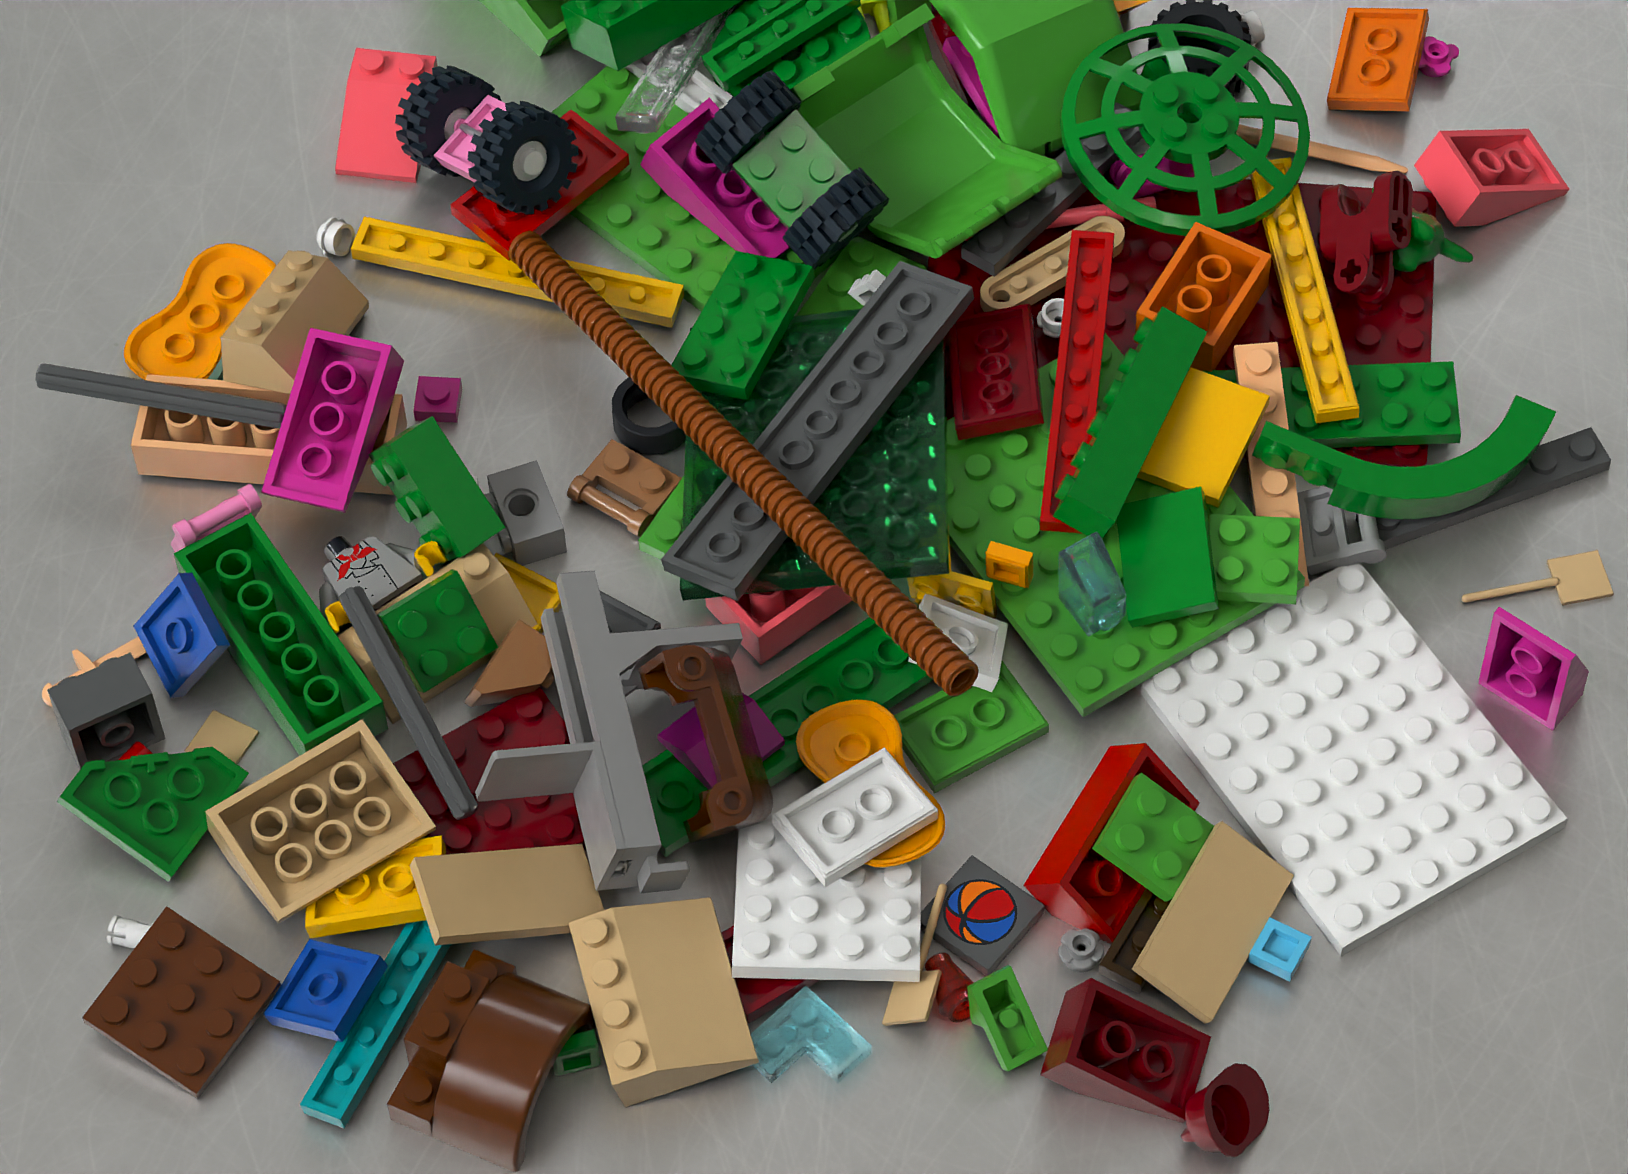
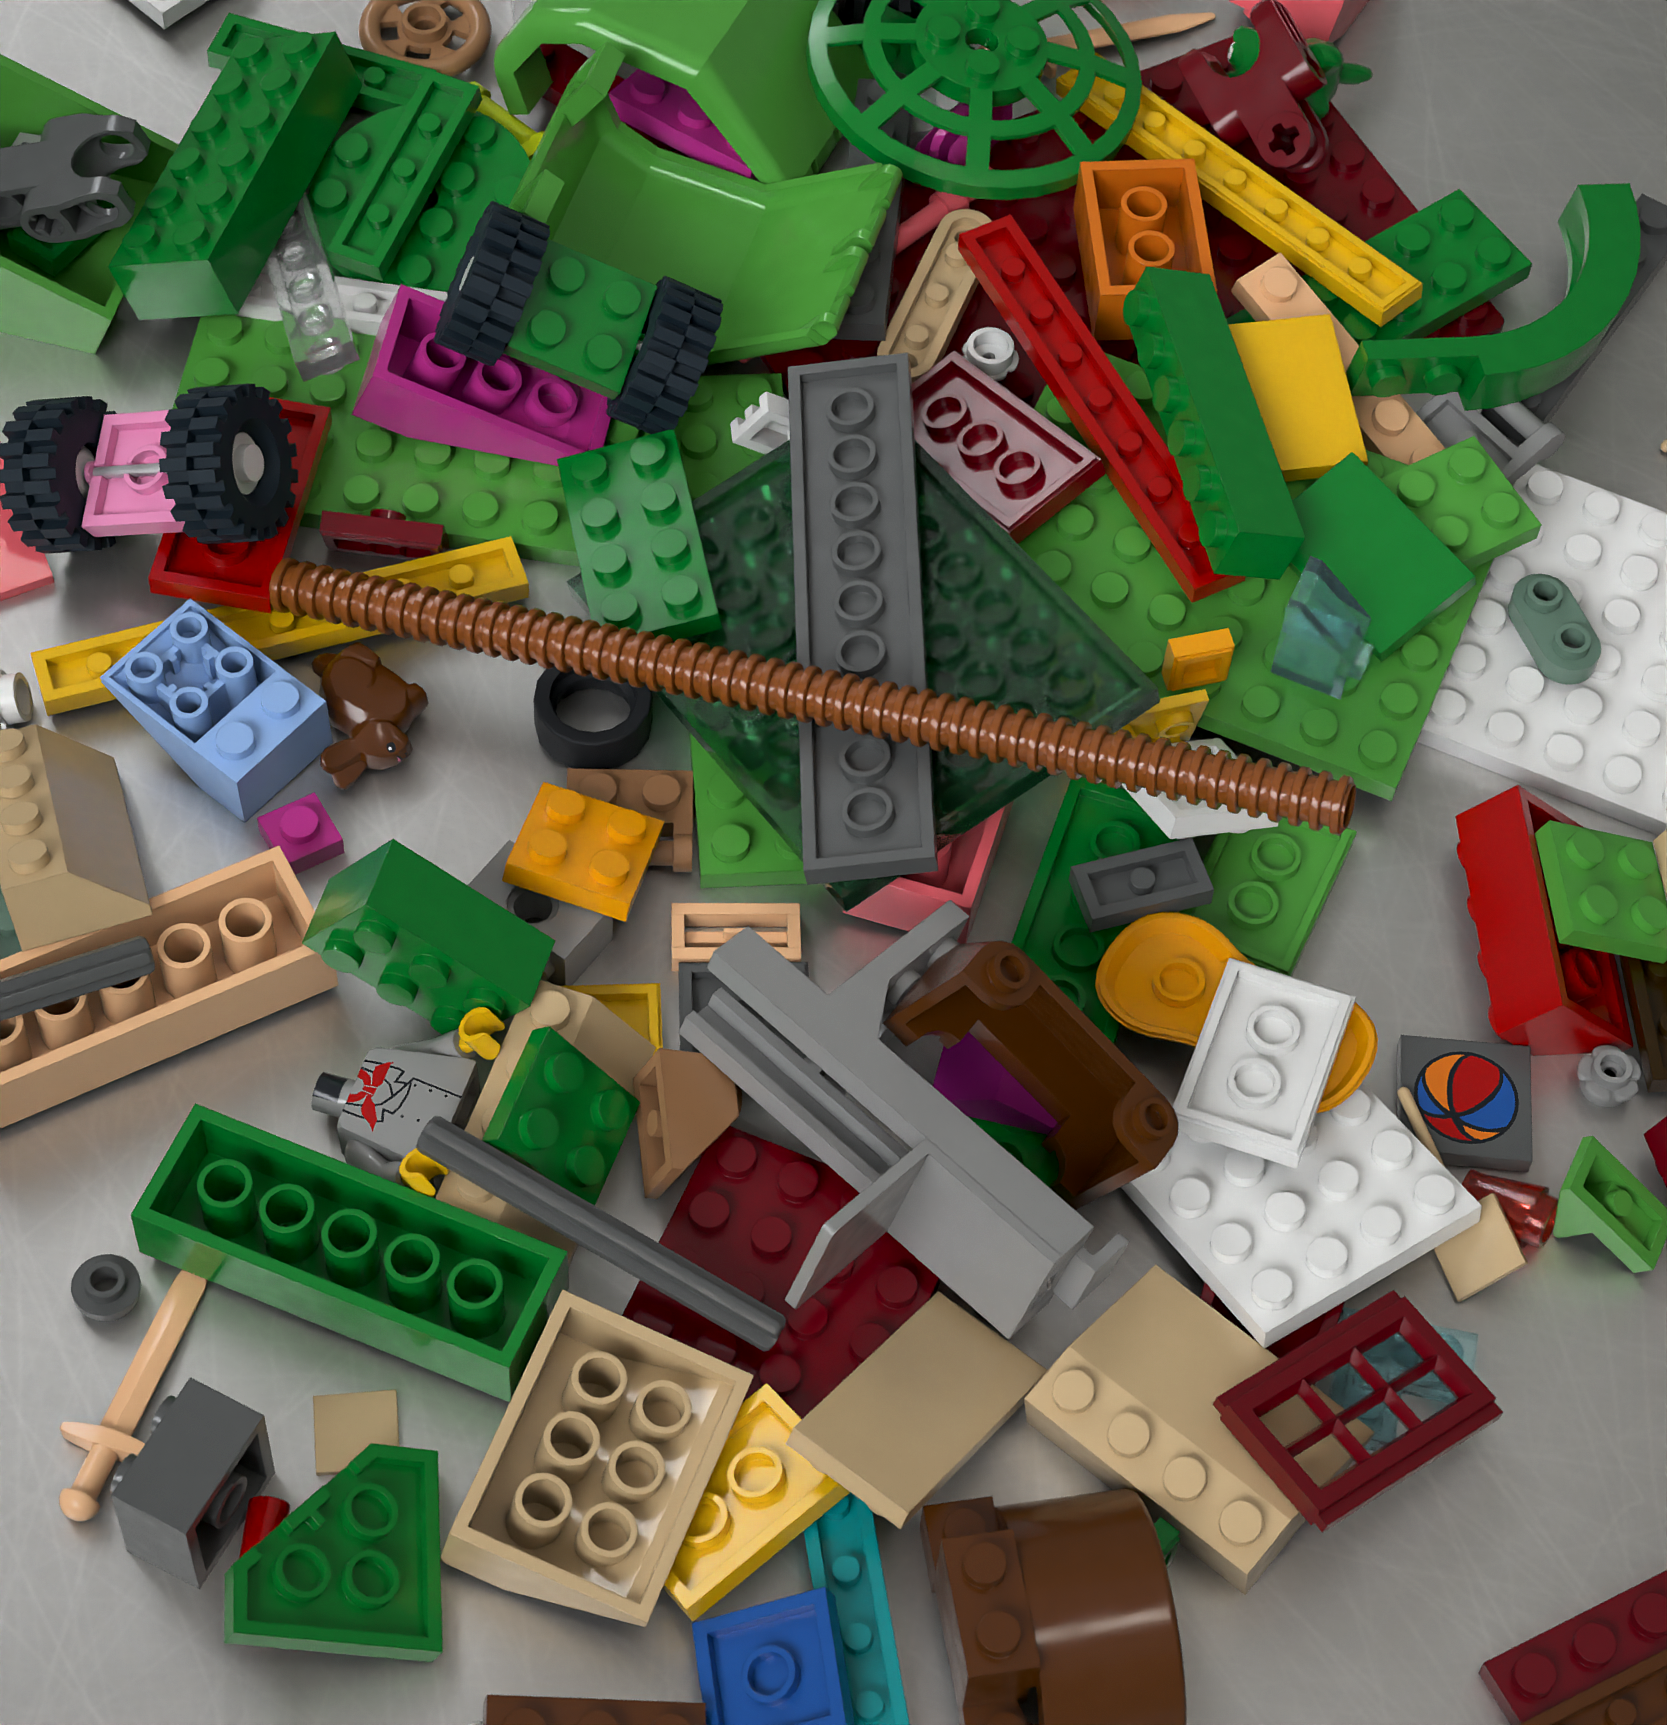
camera: 40 degrees left, 0 degrees up
(150, 578) = (109, 1304): none -> dark grey plate
(181, 635) = (216, 1316): blue plate -> none
(216, 518) = (124, 1175): bright pink plate -> none
(332, 419) = (225, 924): dark pink slope -> none
(440, 302) = (221, 709): none -> light blue slope
(527, 348) = (370, 708): none -> reddish brown animal
(571, 488) = (583, 851): none -> light orange plate
(611, 246) = (382, 534): none -> dark red plate
(644, 575) = (699, 946): none -> light nougat tile
(744, 1076) = (1388, 1465): none -> dark red piece
(877, 679) = (1140, 884): none -> dark grey plate
(1273, 665) = (1551, 623): none -> sand green plate

